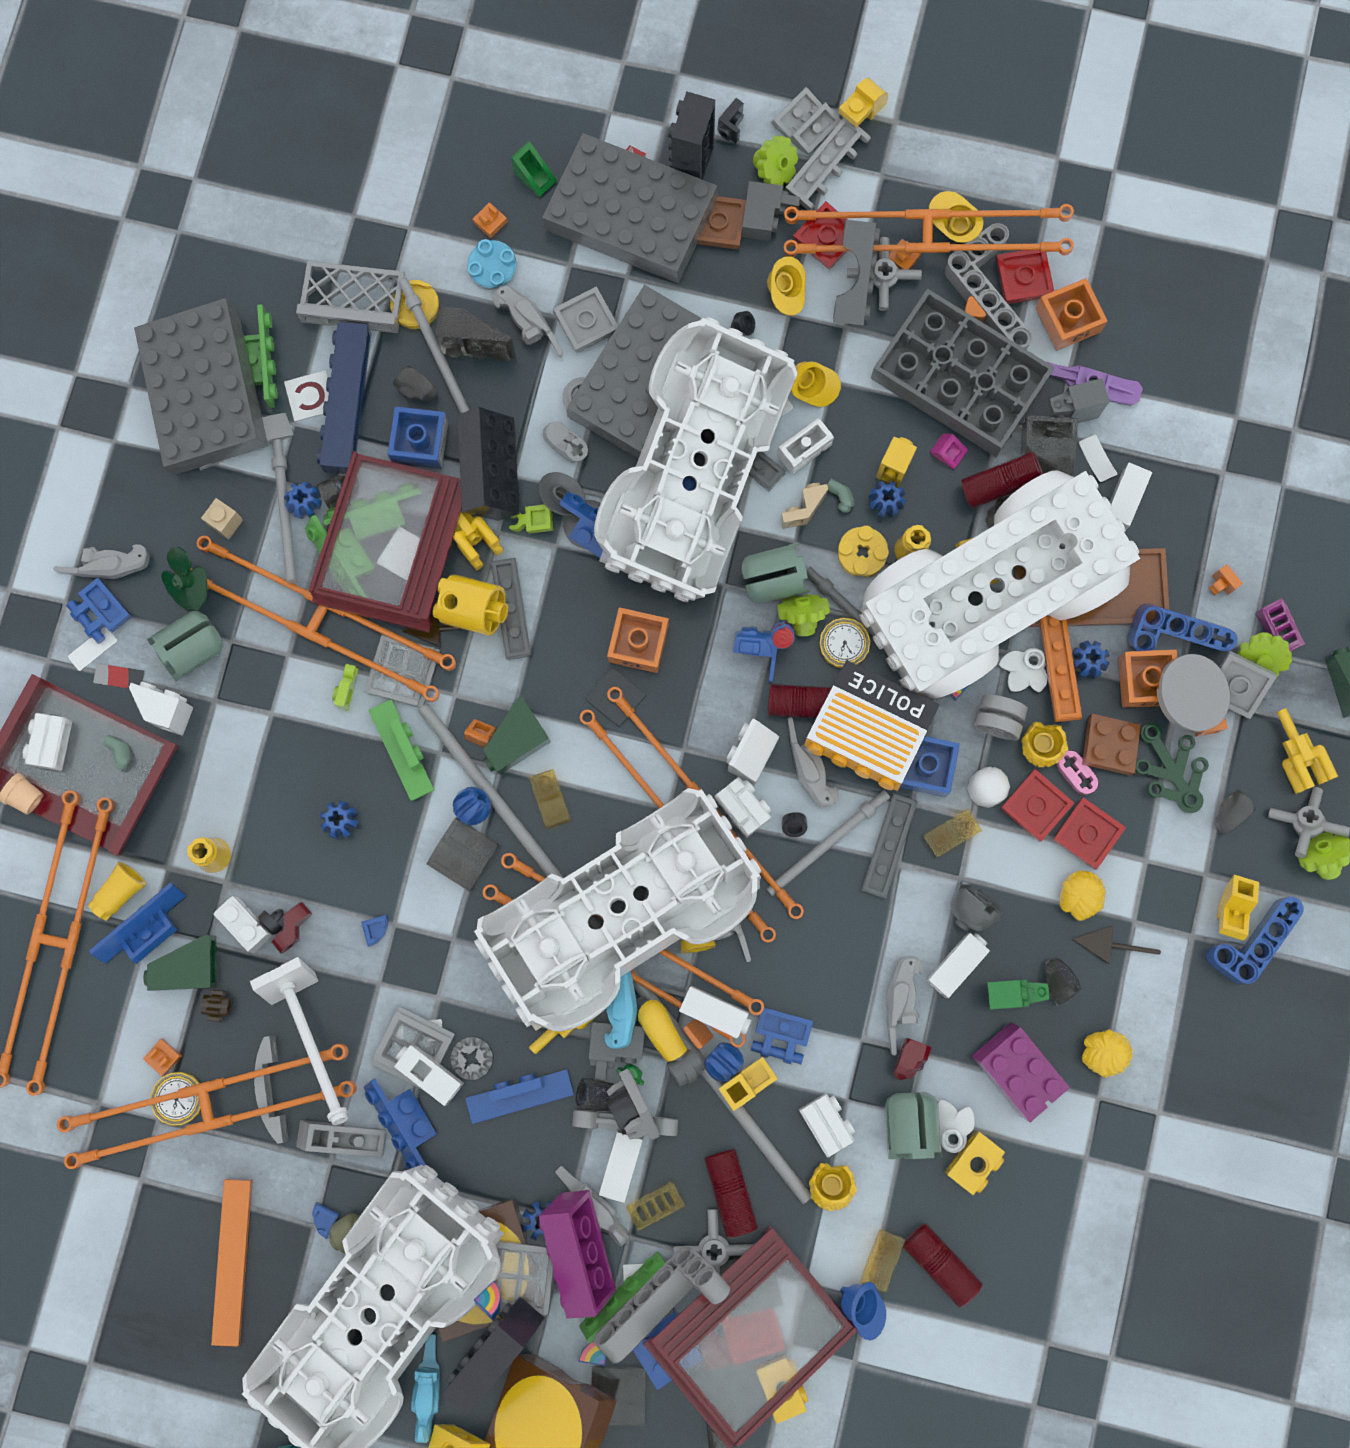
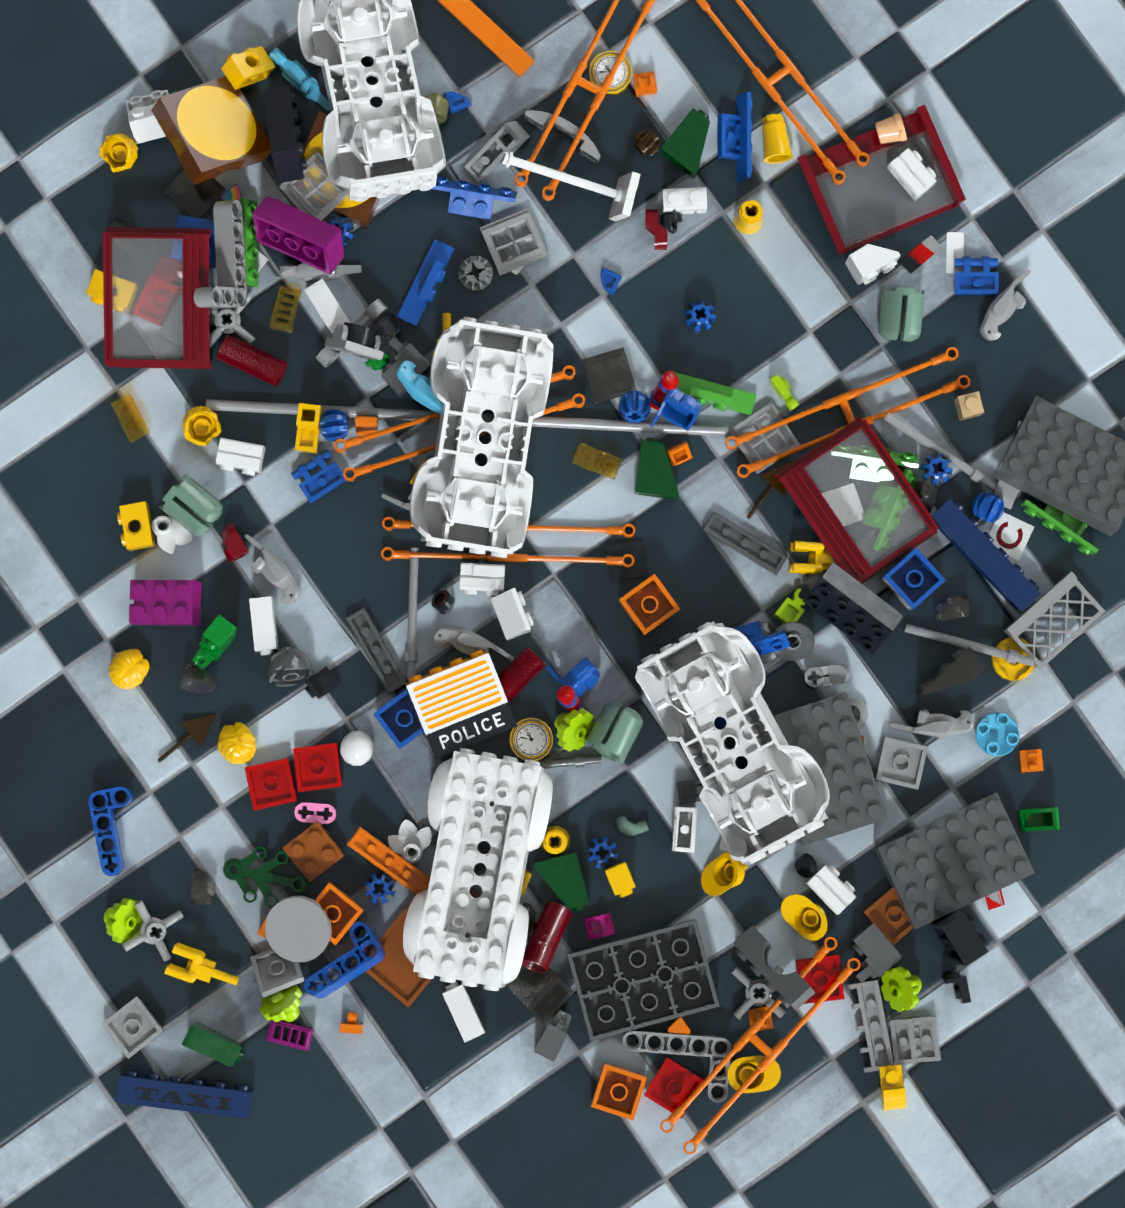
camera: 125 degrees right, 5 degrees up
(121, 750) = (865, 215): sand green arm -> none
(186, 586) = (940, 347): dark green piece -> none
(299, 429) = (988, 506): none -> blue piece
(428, 1074) = (488, 237): white brick -> none
(439, 772) = (672, 403): none -> blue piece
(470, 604) = (766, 516): yellow cylinder -> none
(489, 1300) = (317, 158): tile -> none
(661, 1031) = (378, 400): yellow piece -> none
(715, 1012) = (368, 444): white brick -> none
(745, 286) = (831, 889): none -> white brick
(811, 499) = (644, 802): tan slope -> none
(863, 537) = (573, 796): yellow plate -> none
(864, 1309) = (112, 380): blue piece -> none
(938, 509) = (565, 879): none -> dark green slope
(945, 1270) = (86, 451): dark red piece -> none
(953, 832) = (348, 698): clear yellow slope -> none
(962, 867) = (321, 683): none -> black bracket
(1000, 717) = (393, 793): light grey wheel -> none
(1044, 744) = (352, 807): yellow hair -> none
(1097, 458) = (507, 1021): white sticker -> none
(1118, 389) = (549, 1074): medium lavender piece -> none
(1236, 905) = (142, 833): yellow brick -> none

